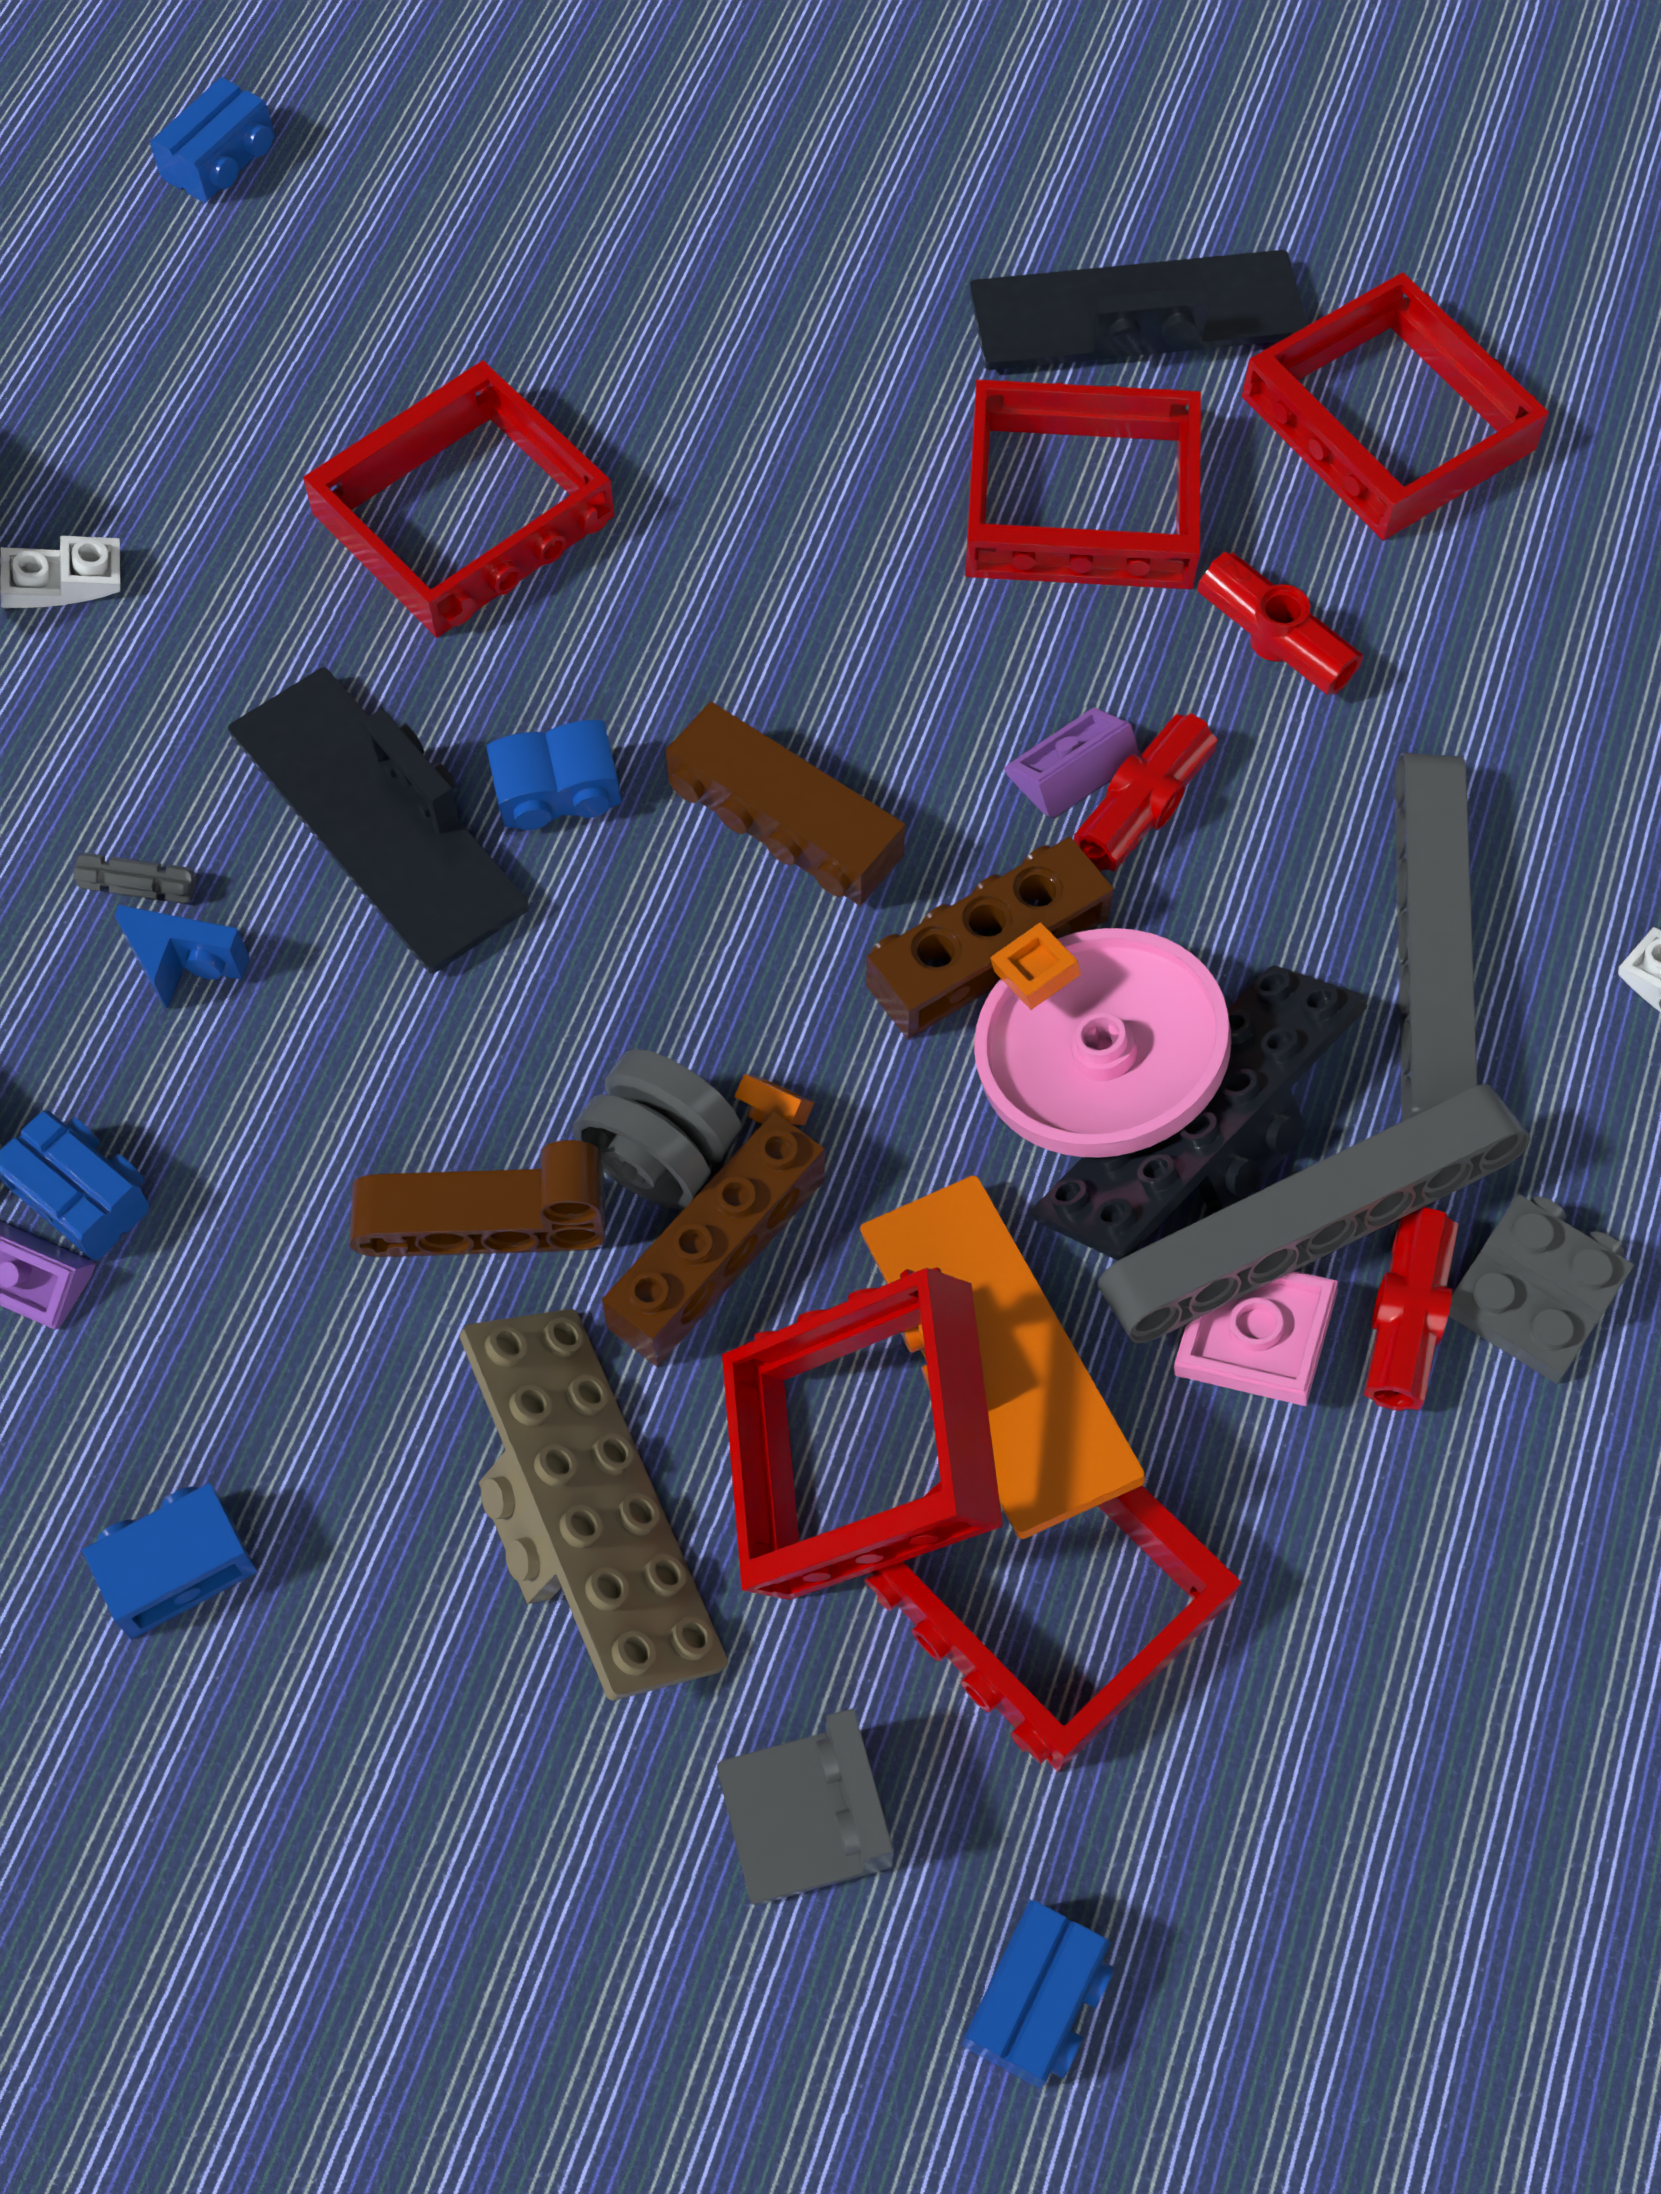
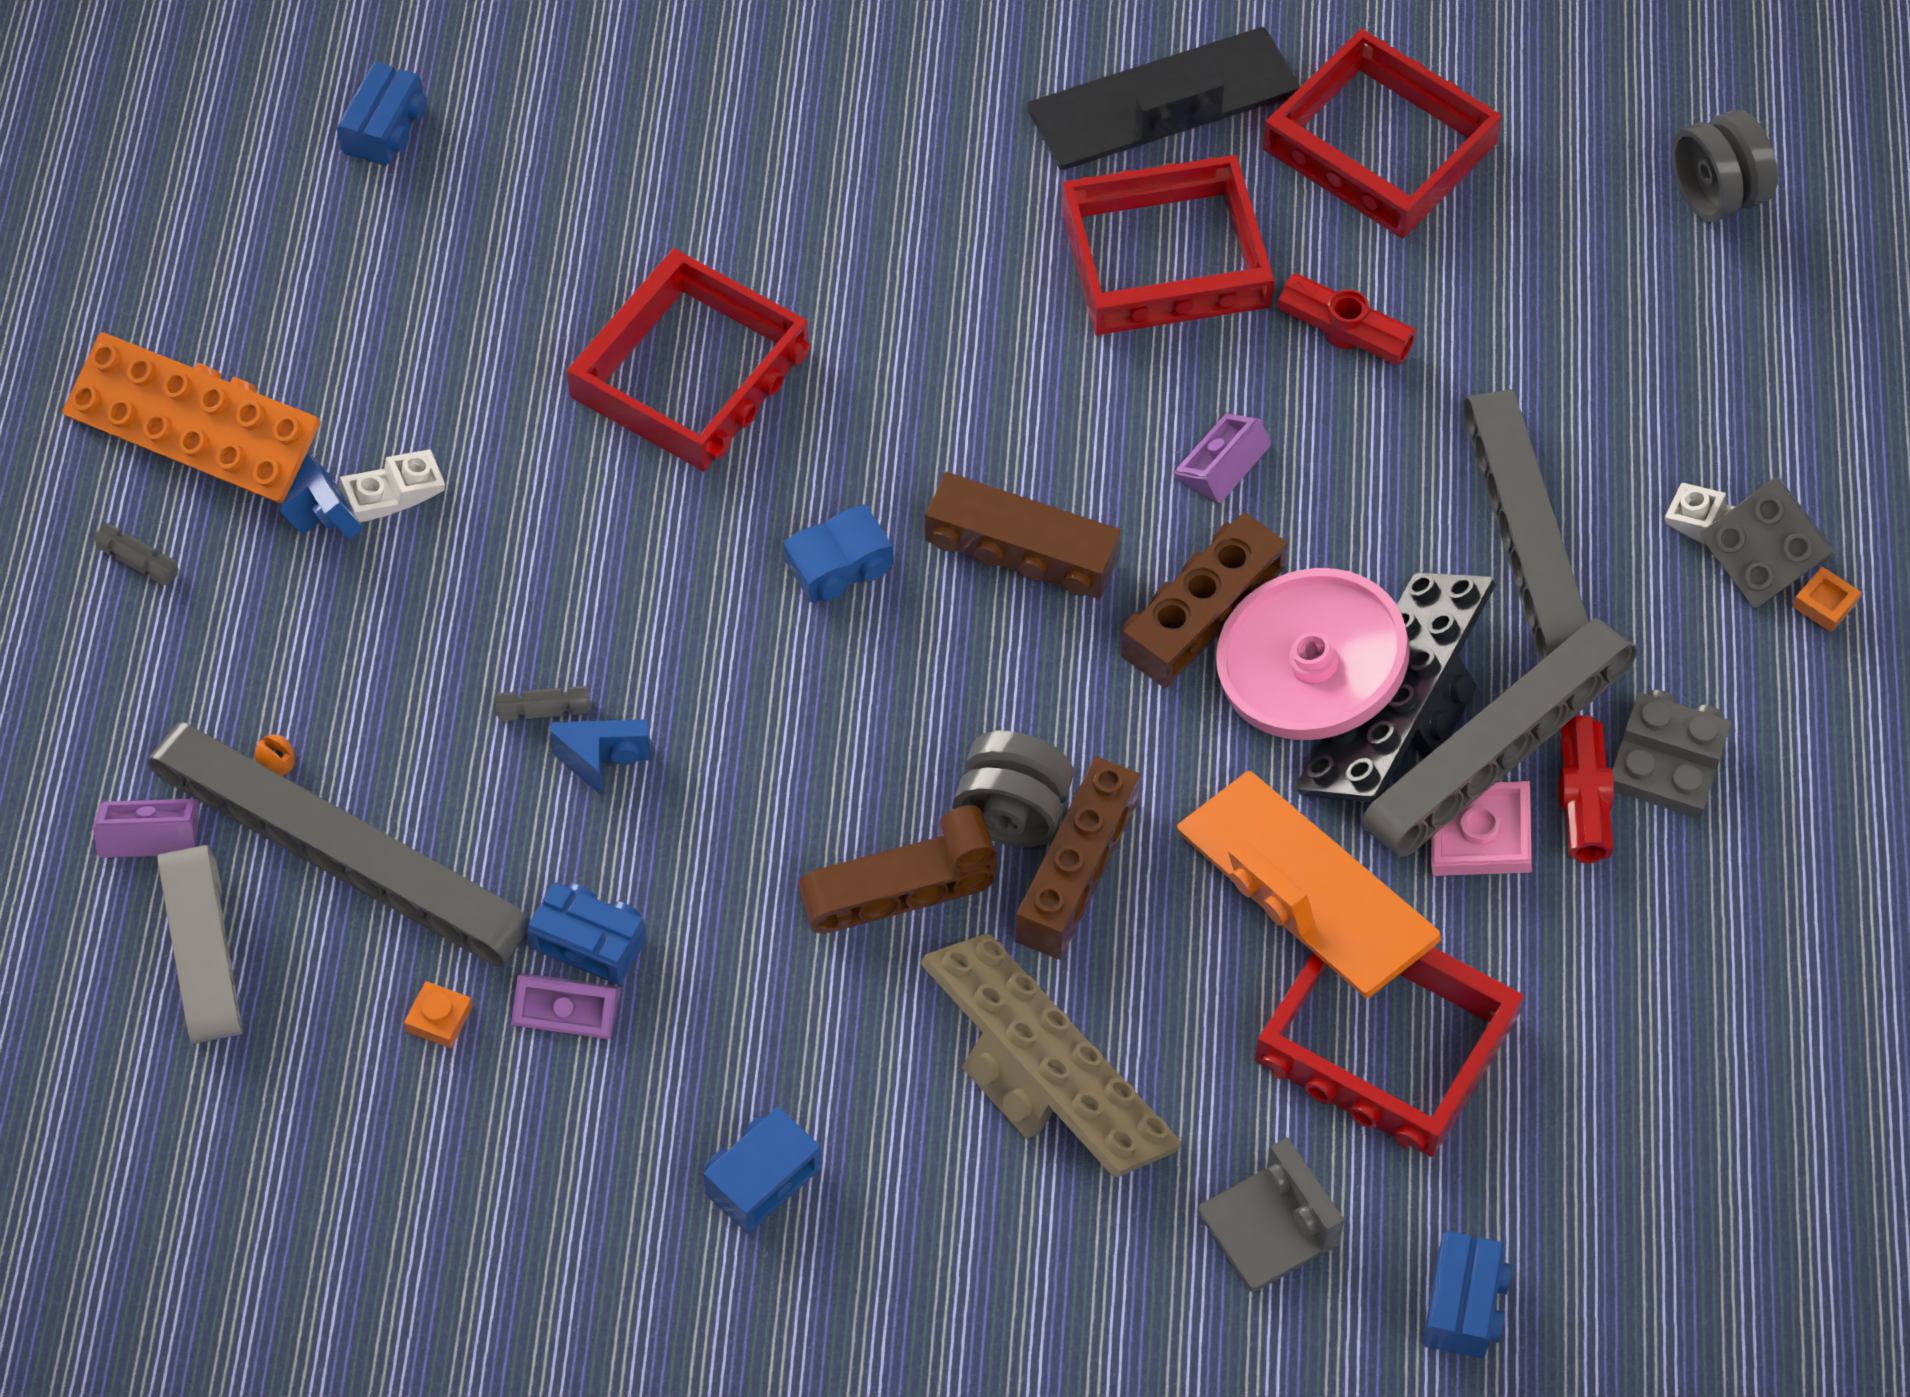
camera: 15 degrees left, 5 degrees down
(381, 816) = (716, 612): black bracket -> none
(760, 1450) = (1276, 1018): red window -> none
(769, 1097) = (1082, 751): orange plate -> none
(1035, 966) = (1249, 610): orange plate -> none
(1146, 791) = (1286, 465): red piece -> none

